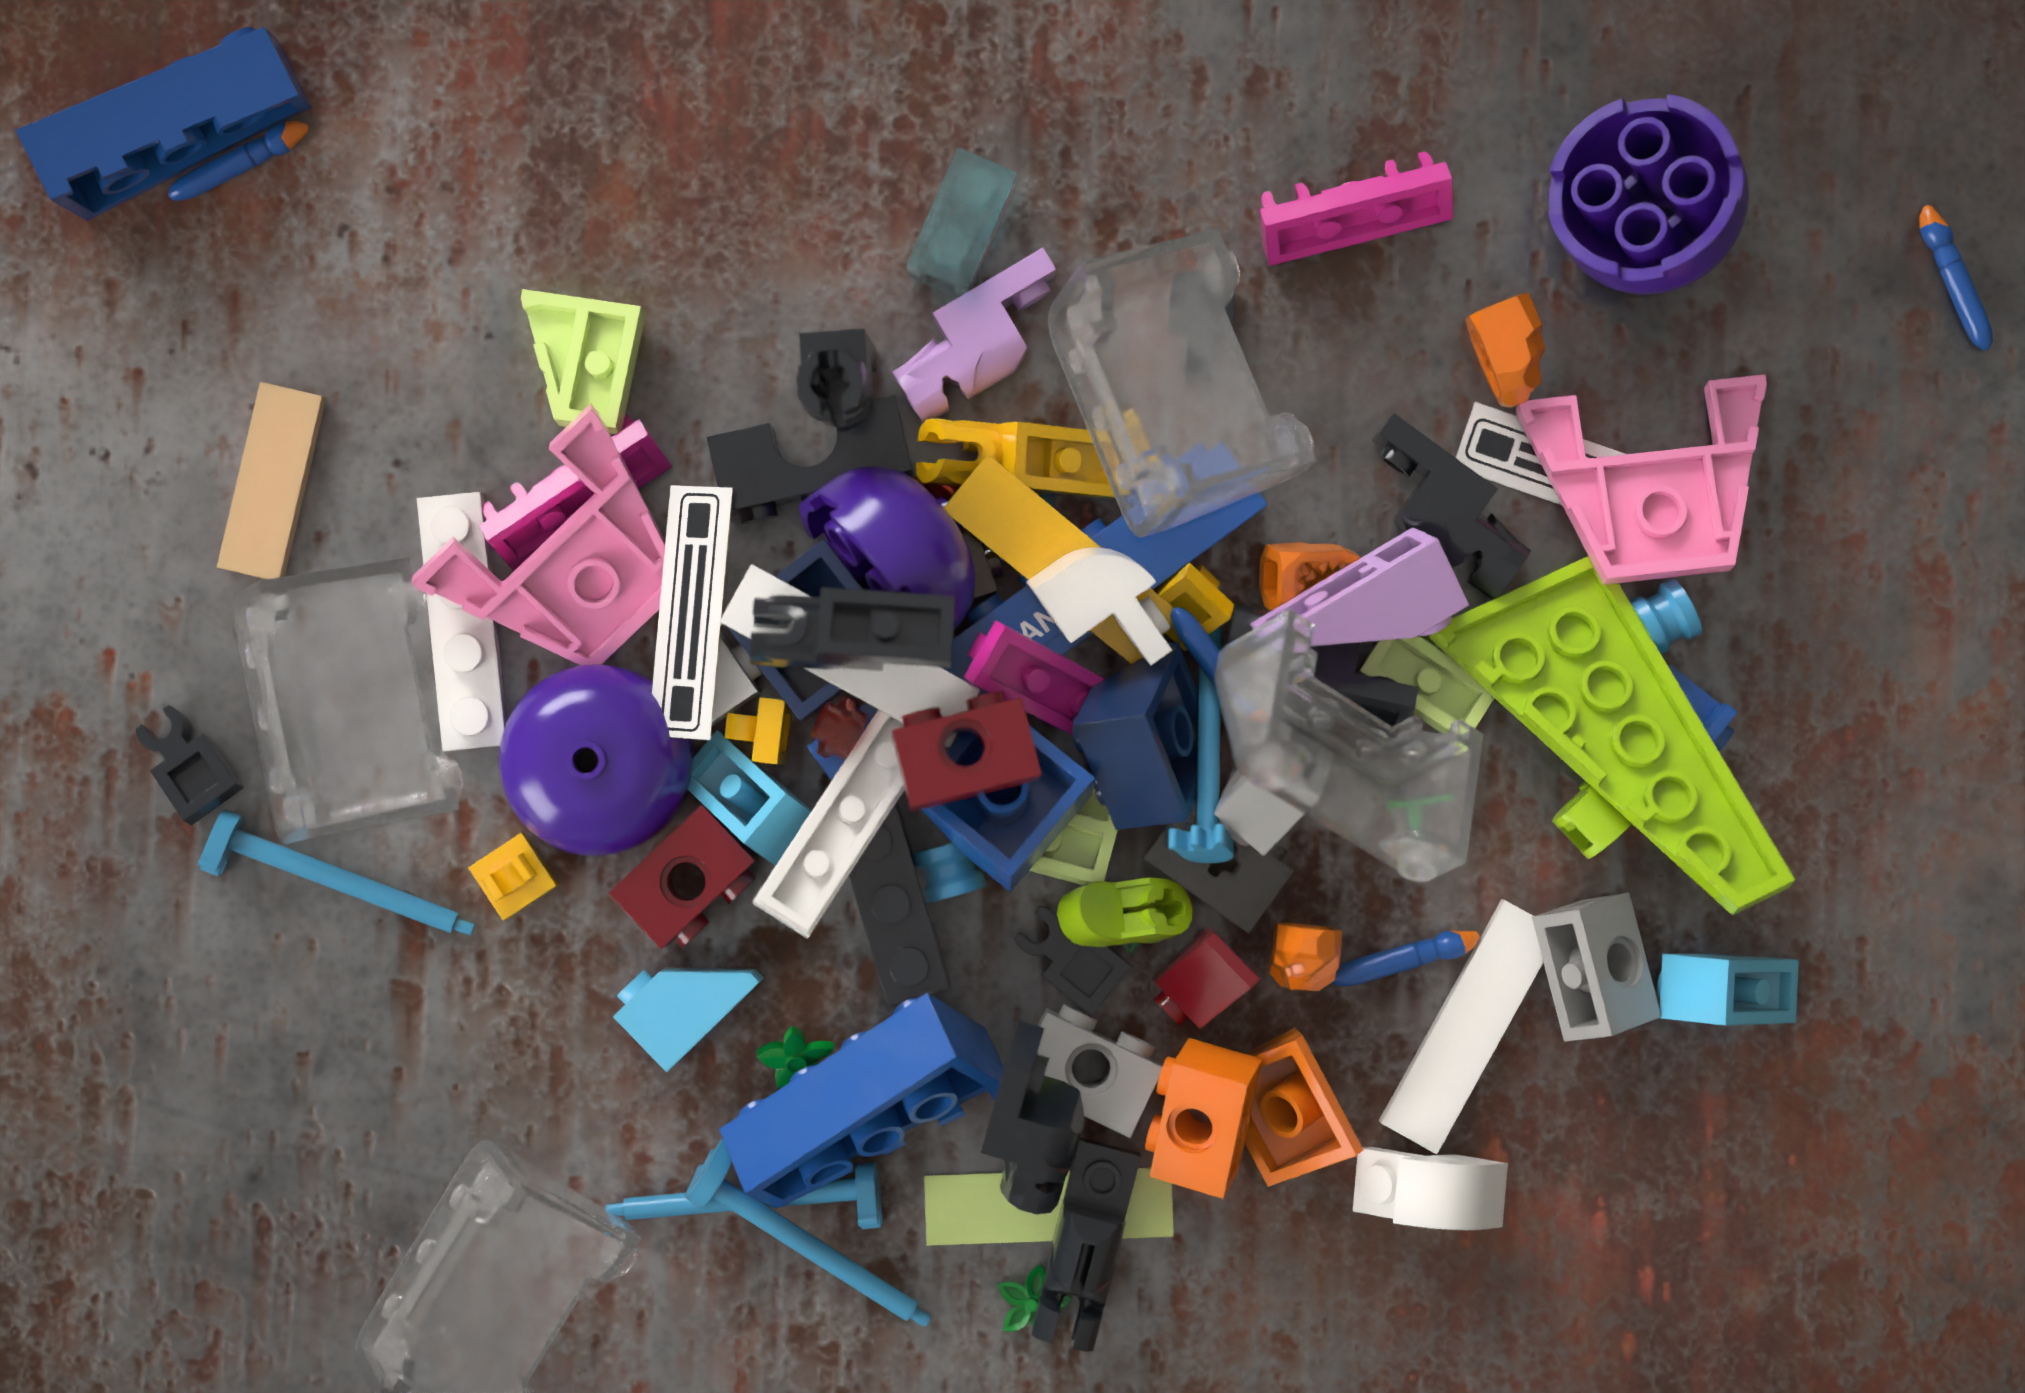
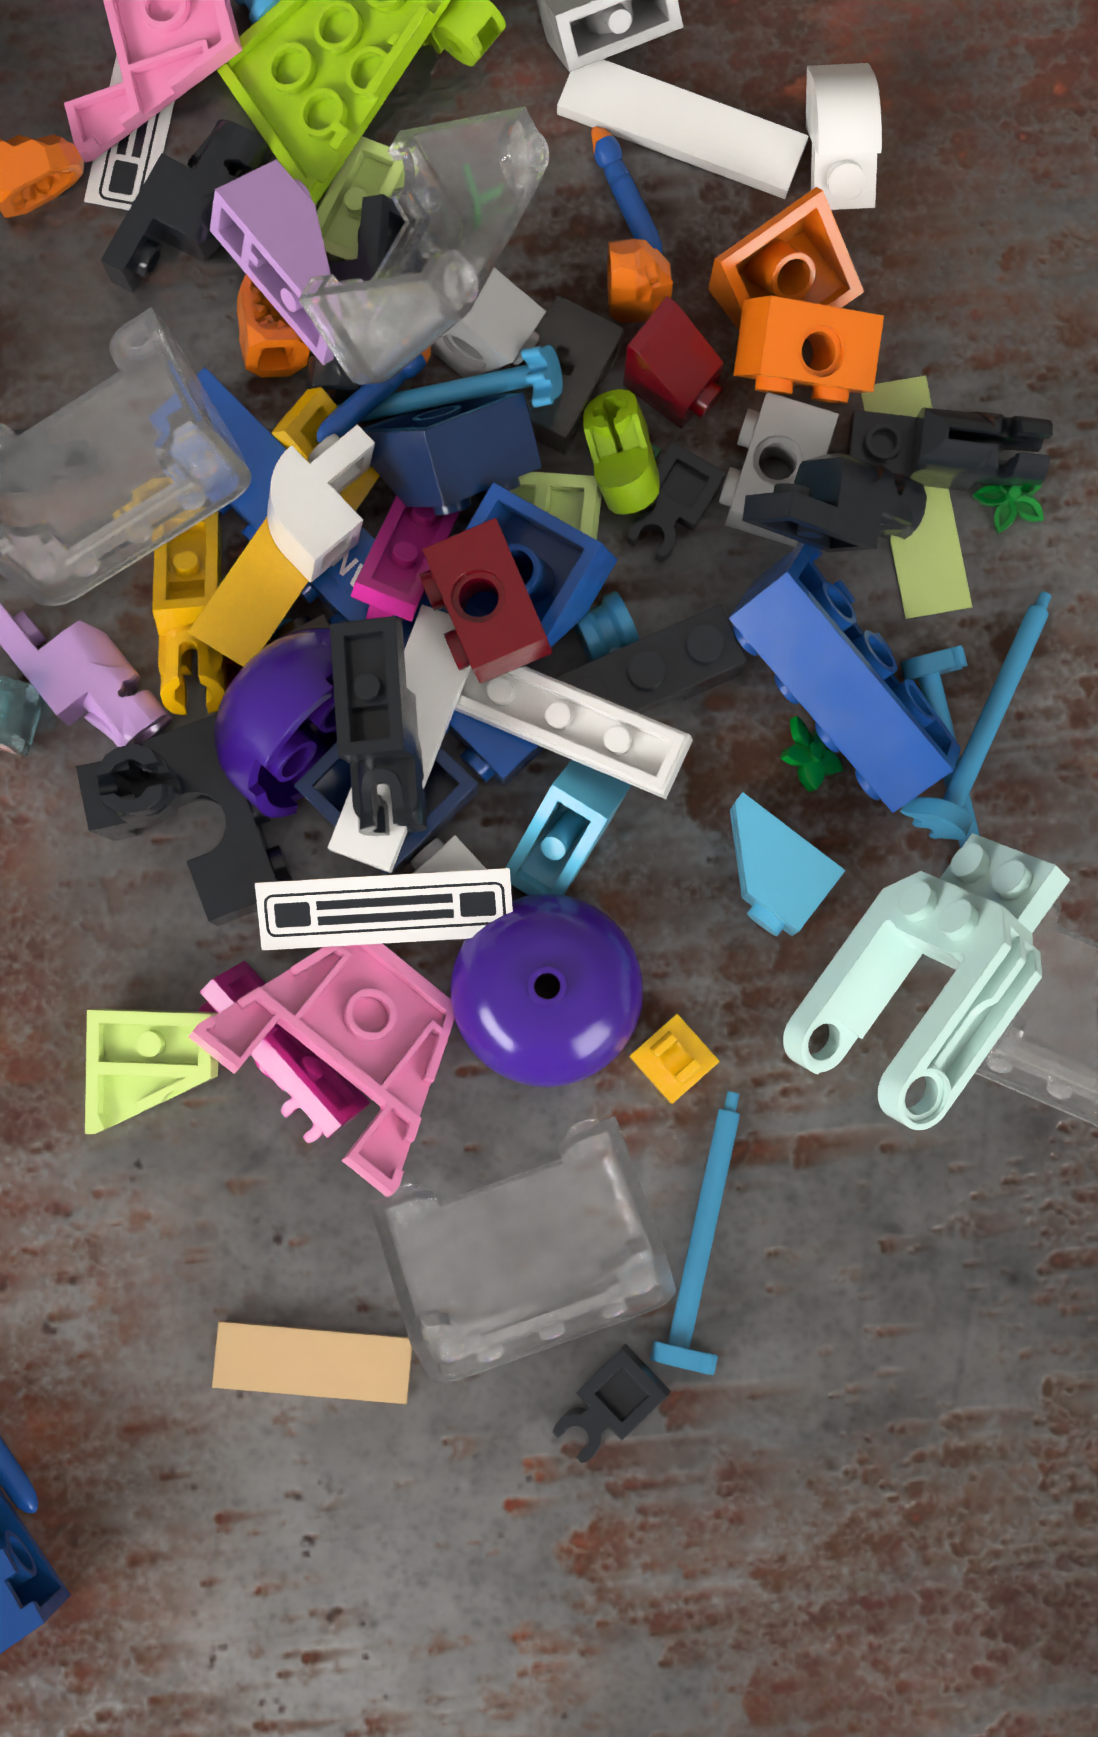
camera: 105 degrees left, 5 degrees down
(462, 644) = (444, 1145): white plate -> none
(594, 1191) = (968, 919): none -> light aqua plate
(649, 892) = (663, 920): dark red brick -> none
(767, 730) = (493, 824): yellow tile -> none
(838, 728) = (480, 743): clear red plate -> none

